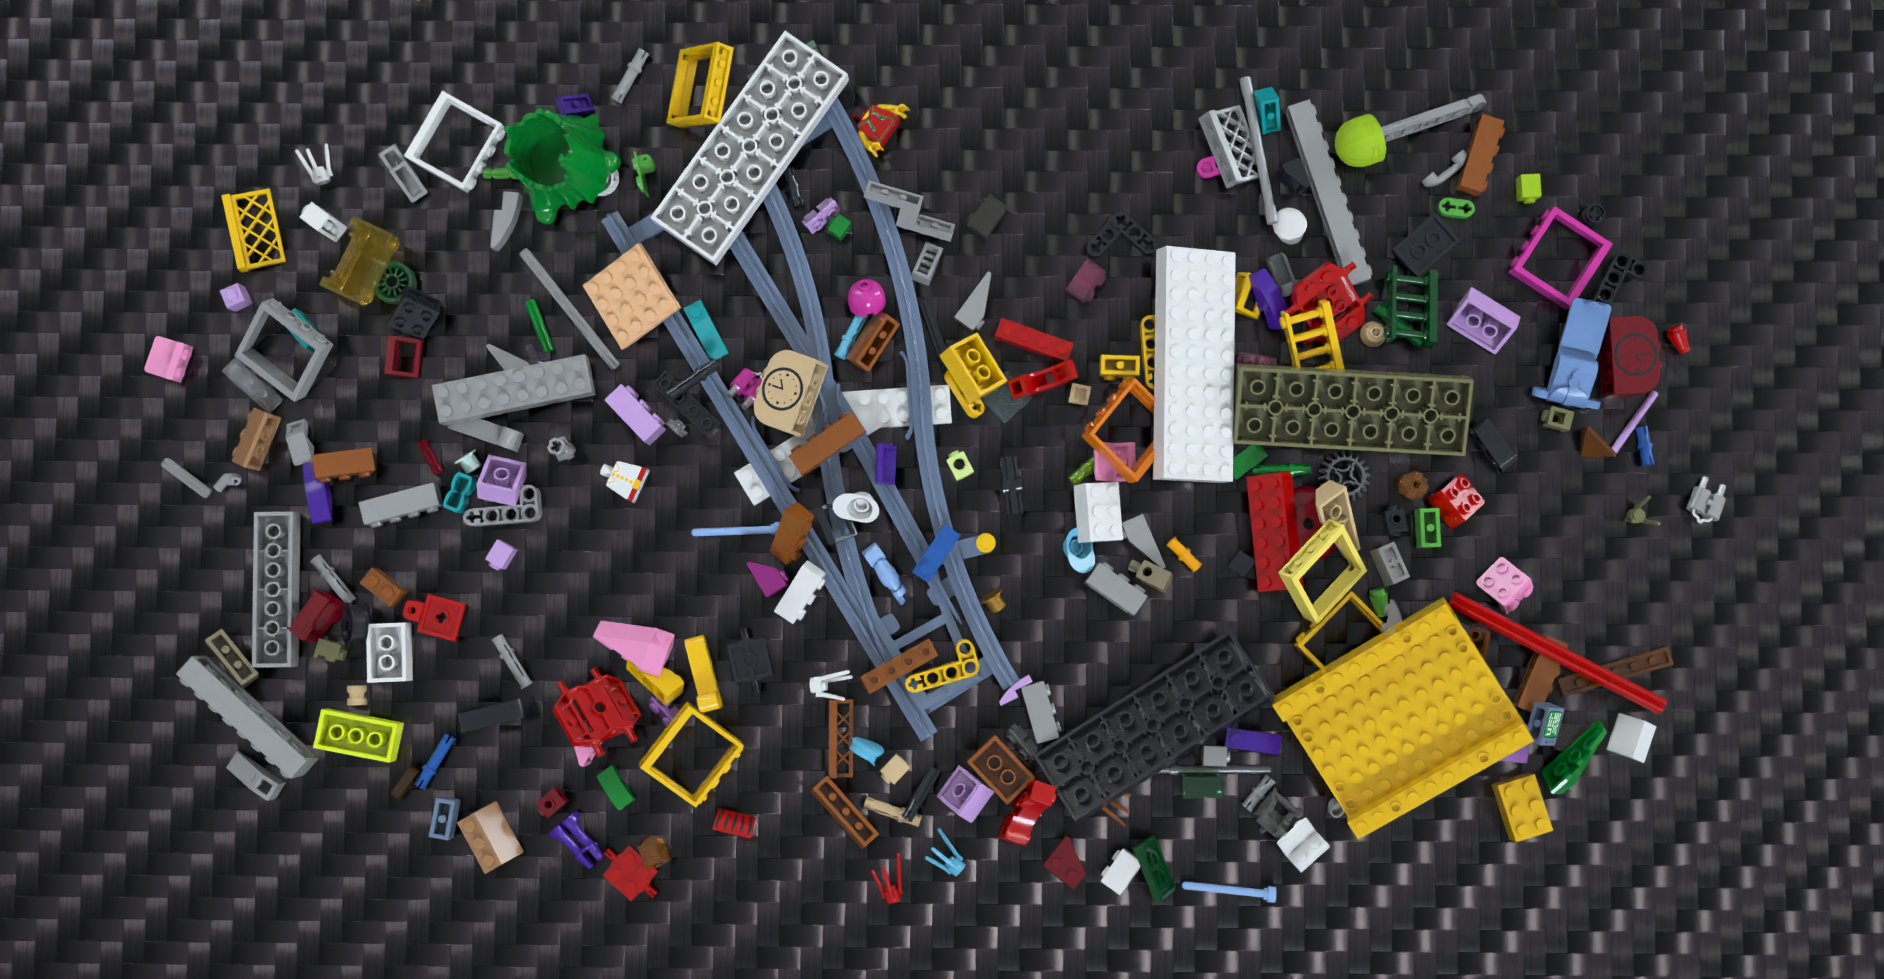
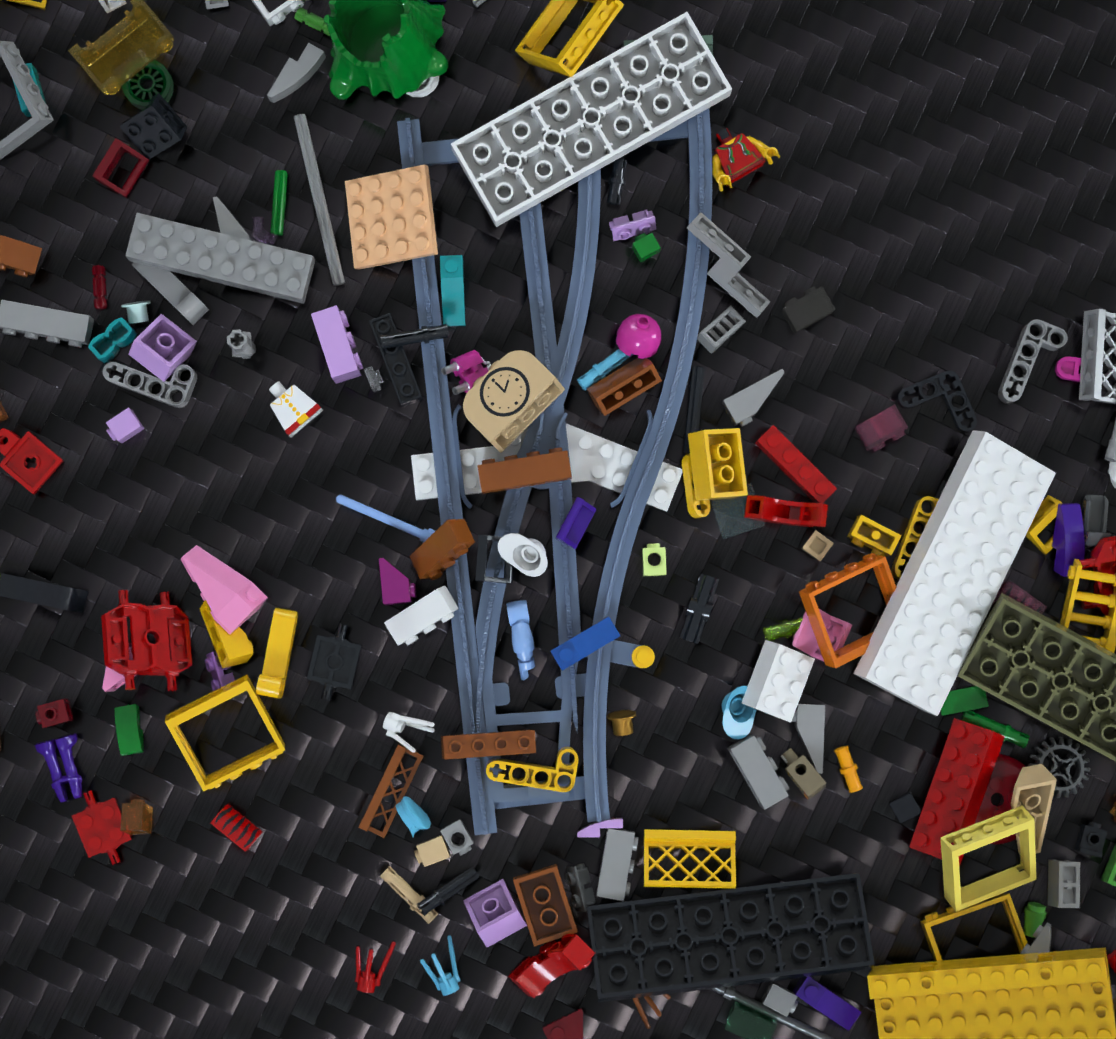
camera: 20 degrees right, 0 degrees up
(511, 661) = (82, 543): light grey pin -> none
(643, 164) = (468, 83): bright green hinge -> none
(844, 812) = (358, 871): dark orange brick -> none
(899, 749) = (457, 826): none -> light grey brick
(1091, 665) = (689, 839): none -> yellow fence
(1172, 179) = (1034, 343): none -> light grey beam

